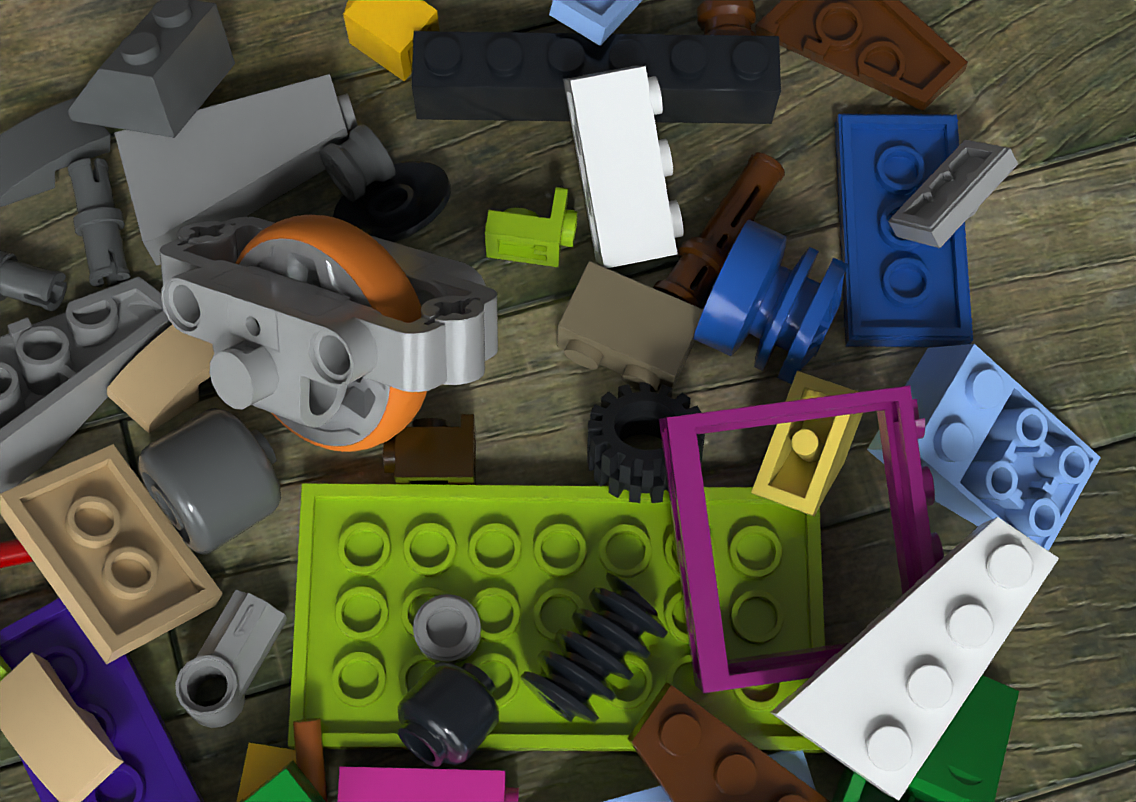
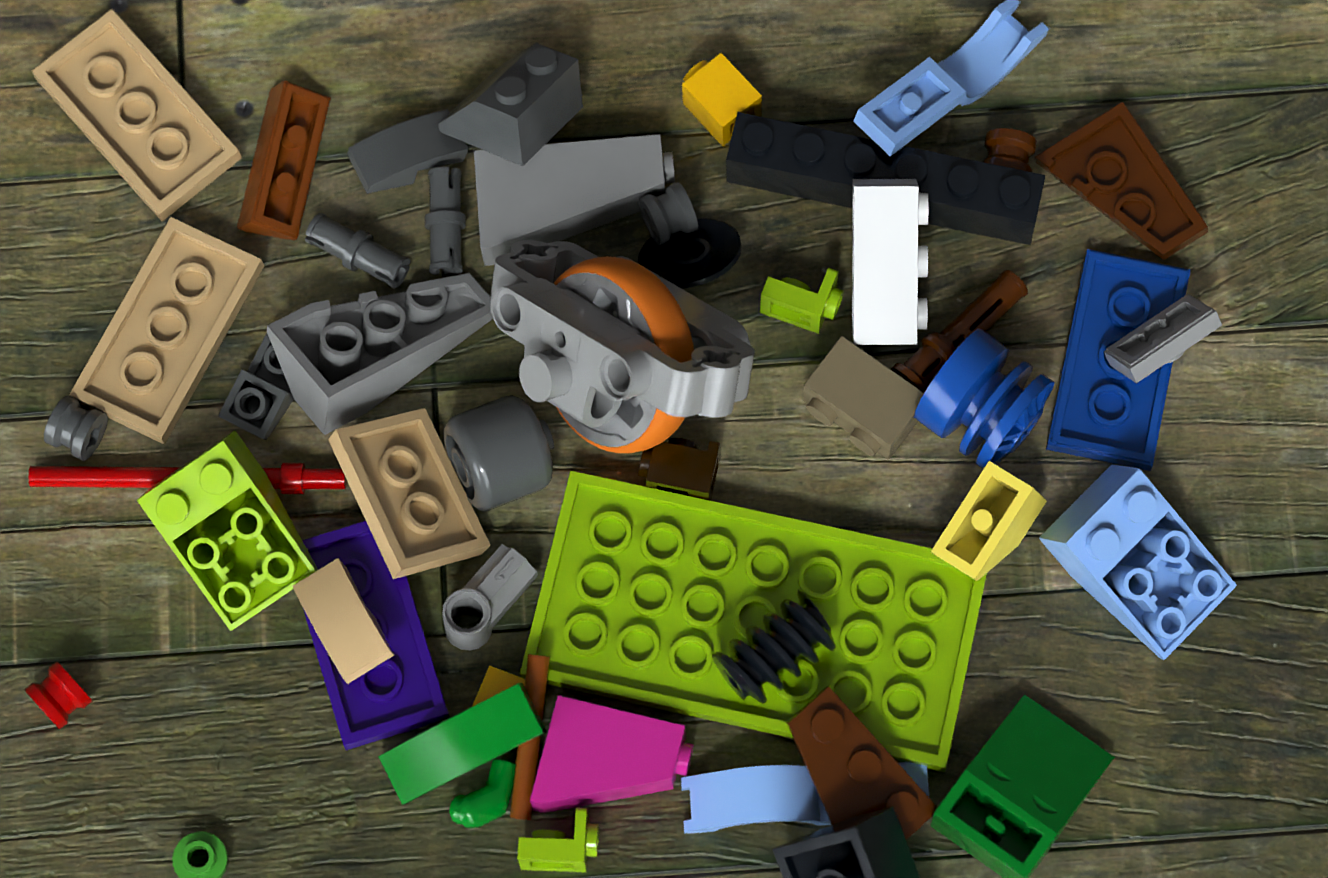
camera: 20 degrees right, 0 degrees up
(162, 378) = (476, 362): tan slope -> none
(447, 629) = (663, 609): light grey tile -> none
(448, 713) = (650, 672): black head -> none
(629, 416) = (851, 516): black tyre -> none
(909, 494) = (1051, 623): magenta window -> none
(914, 665) = (1015, 704): white wedge -> none

